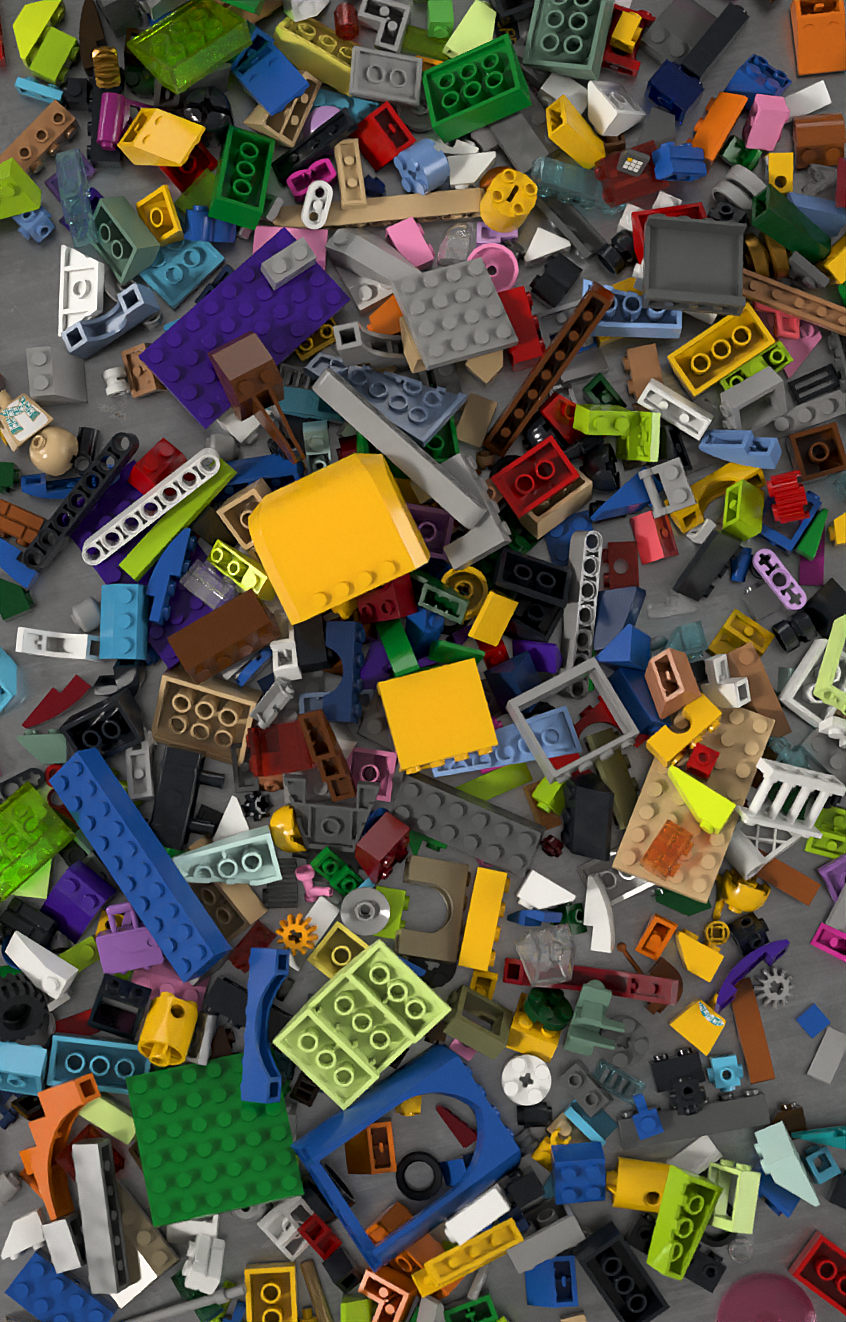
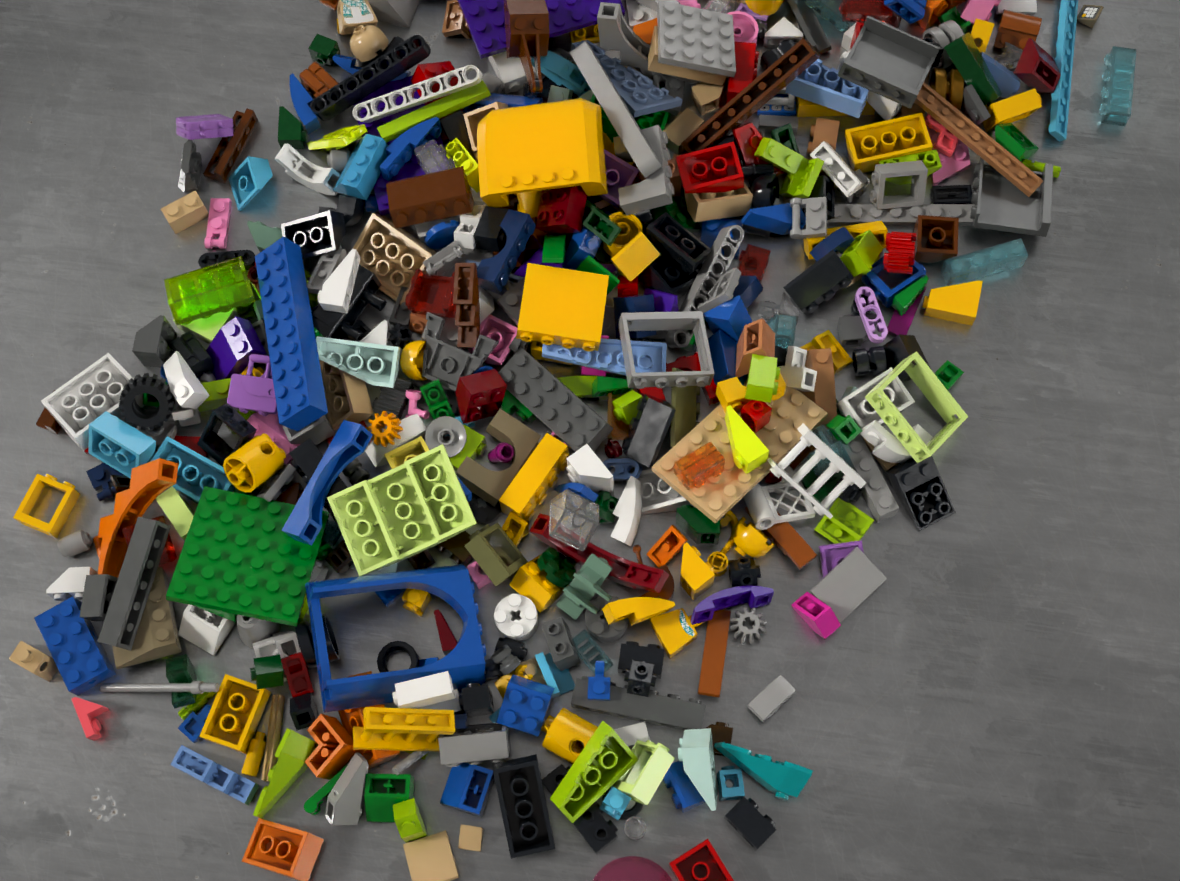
camera: 25 degrees right, 15 degrees down
(58, 703) = (288, 211): dark red slope -> none
(77, 590) = (339, 138): none -> neon yellow wing
(116, 382) = (435, 15): white wheel -> none
(171, 791) = (339, 286): none -> white slope
(204, 1263) = (195, 656): white brick -> none
(291, 1251) = (267, 672): none -> dark green brick
(372, 1149) = (370, 622): orange slope -> none
(432, 902) = (501, 453): none -> magenta cone
(516, 780) = (605, 385): none -> green slope
(534, 1132) = (505, 659): none -> dark grey wheel
(572, 868) = (623, 467): none -> medium blue plate
(604, 618) = (722, 290): none -> light grey wing
(616, 254) = (831, 54): black wheel -> none
(653, 537) = (786, 256): coral panel -> none
(654, 1027) = (636, 609): none -> yellow slope
(696, 722) = (762, 378): none -> lime brick
(707, 511) = (836, 241): none -> dark blue slope
(714, 1239) = (615, 803): none -> medium azure brick
(718, 1065) = (681, 668): medium azure brick -> none
(741, 565) = (845, 298): blue cone -> none
(742, 448) = (878, 211): medium blue slope -> none
(799, 732) = (844, 428): none -> green brick
(812, 1020) = (769, 666): blue tile -> none

